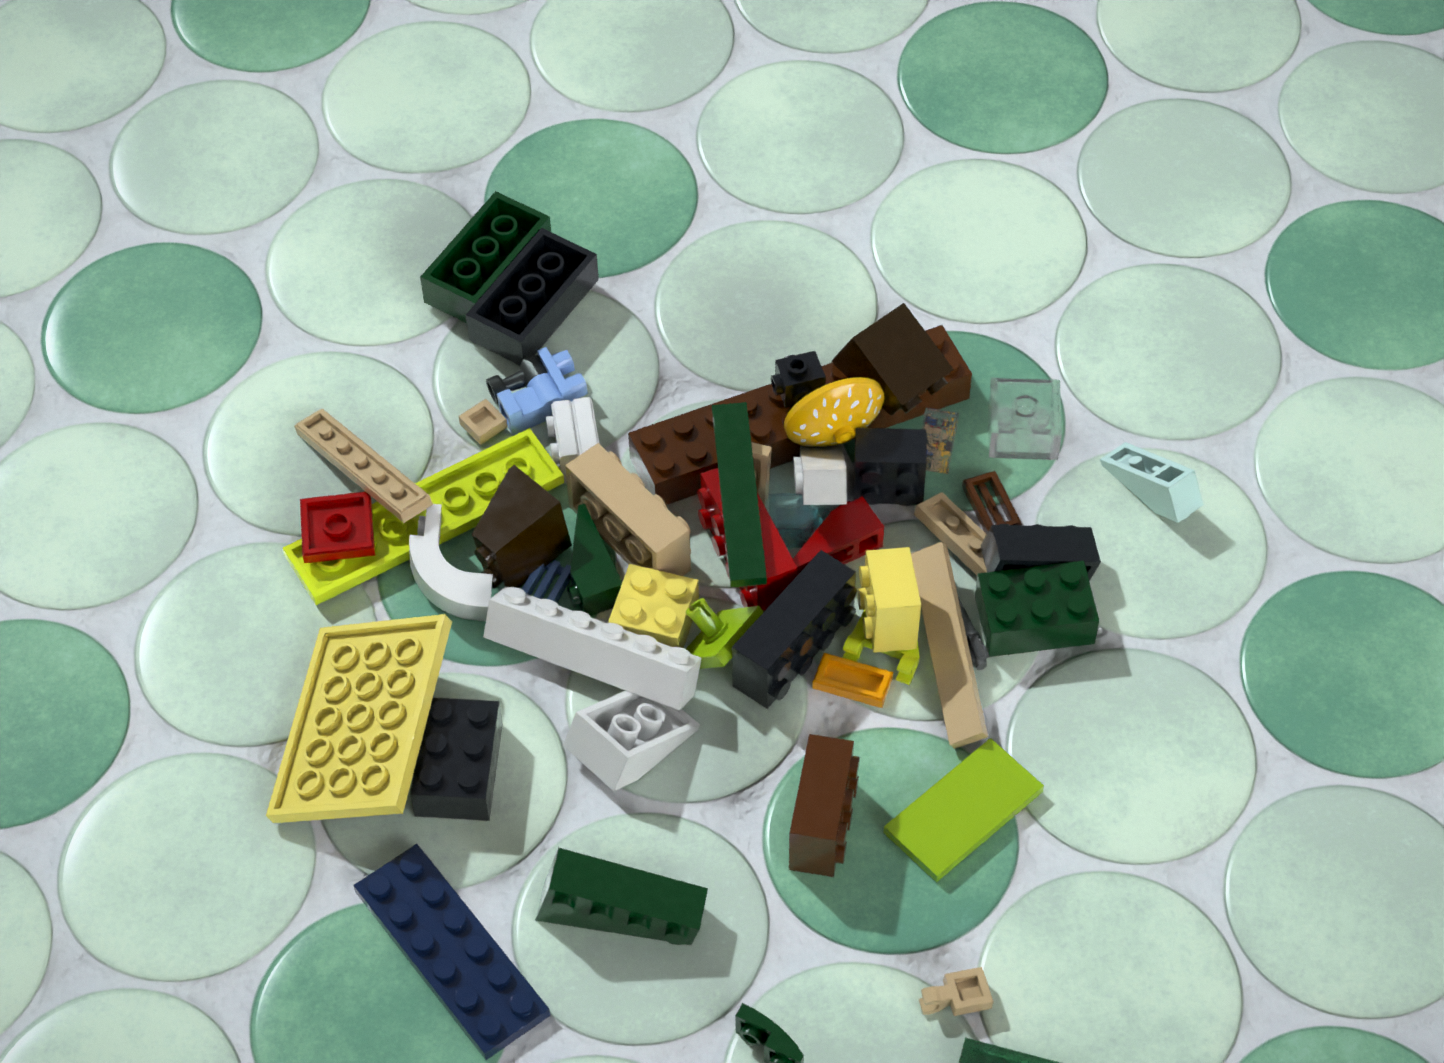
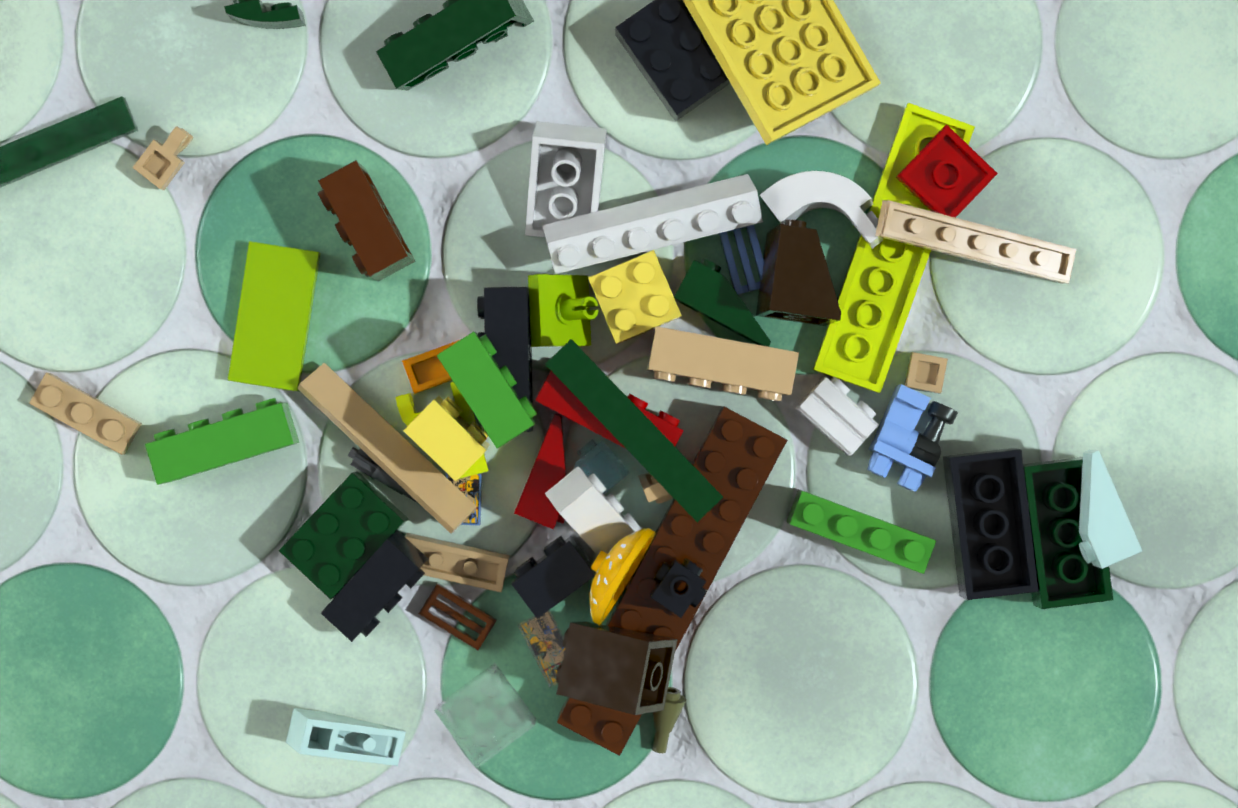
camera: 140 degrees right, 35 degrees up
(452, 233) = (1103, 520): none -> light aqua slope
(631, 355) = (861, 531): none -> bright green brick
(826, 588) = (488, 388): none -> bright green brick
(1086, 741) = (221, 443): none -> bright green brick
(1191, 850) = (85, 413): none -> tan plate

